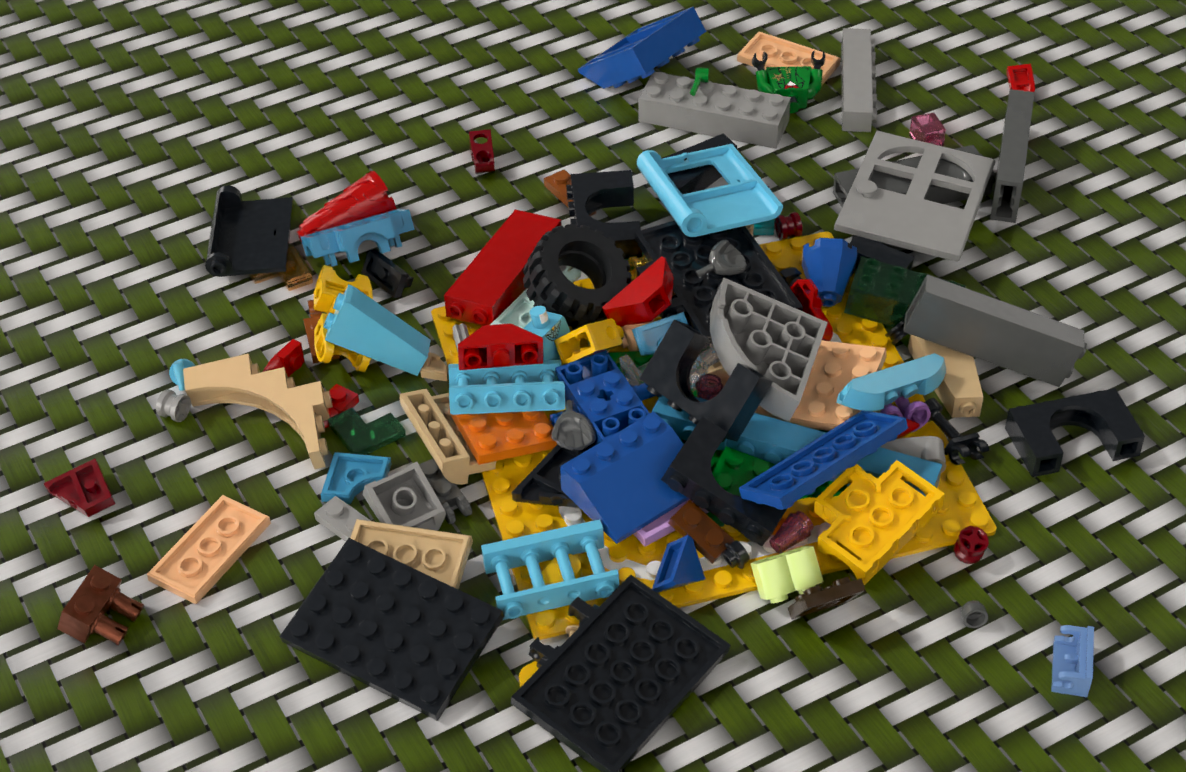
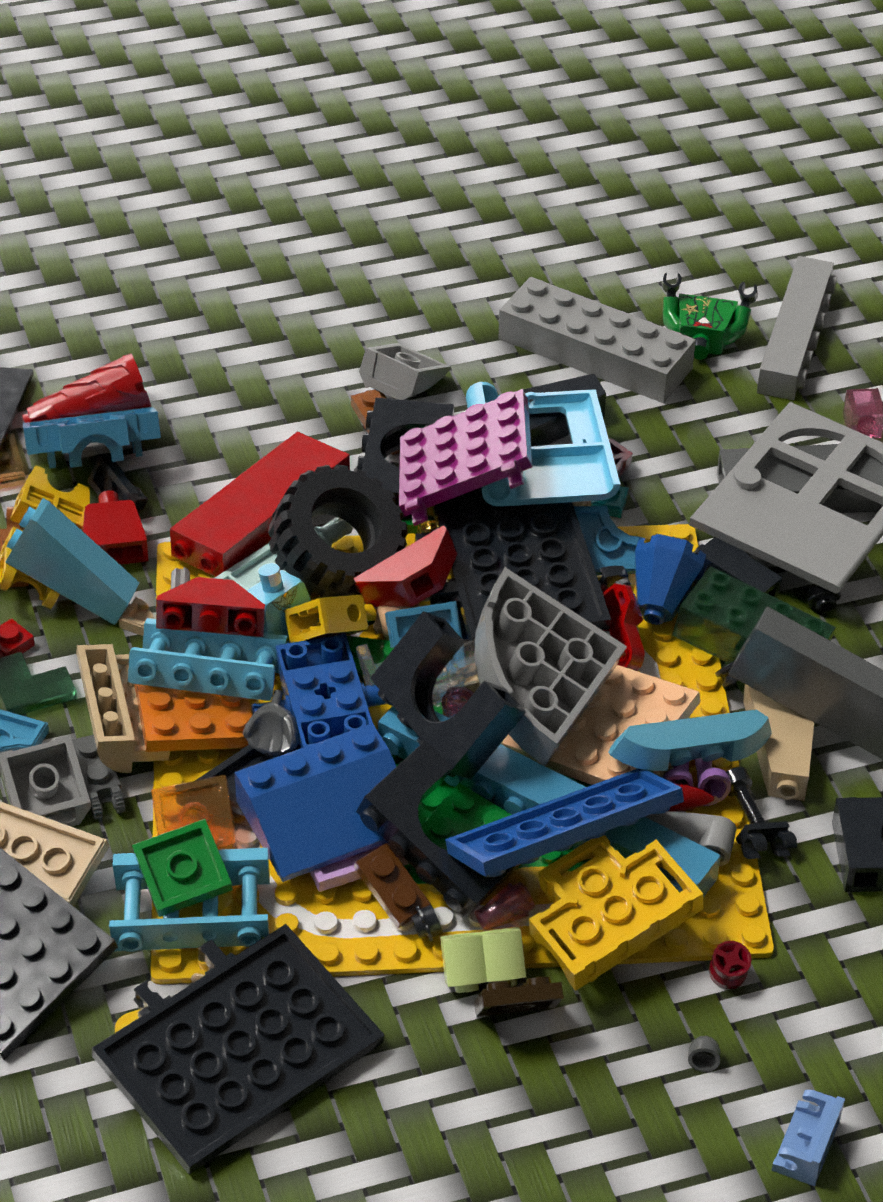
camera: 10 degrees right, 0 degrees up
(400, 300) = (116, 528): none -> red torso
(483, 153) = (284, 351): dark red leg -> none
(533, 506) = (195, 801): none -> clear orange tile
(540, 545) = (182, 867): none -> green plate
(576, 154) = (400, 370): none -> light grey slope
(644, 50) = (529, 246): blue slope -> none
(658, 202) = (464, 453): none -> plate
(678, 566) = (352, 925): blue slope -> none
(701, 75) = (585, 292): green hand -> none
(724, 260) = (527, 543): dark grey piece -> none
(779, 252) = (604, 540): none -> dark azure tile
(785, 54) = (715, 278): light nougat tile -> none
(788, 226) = (640, 509): dark red wheel -> none
(943, 268) = (822, 598): none -> black plate

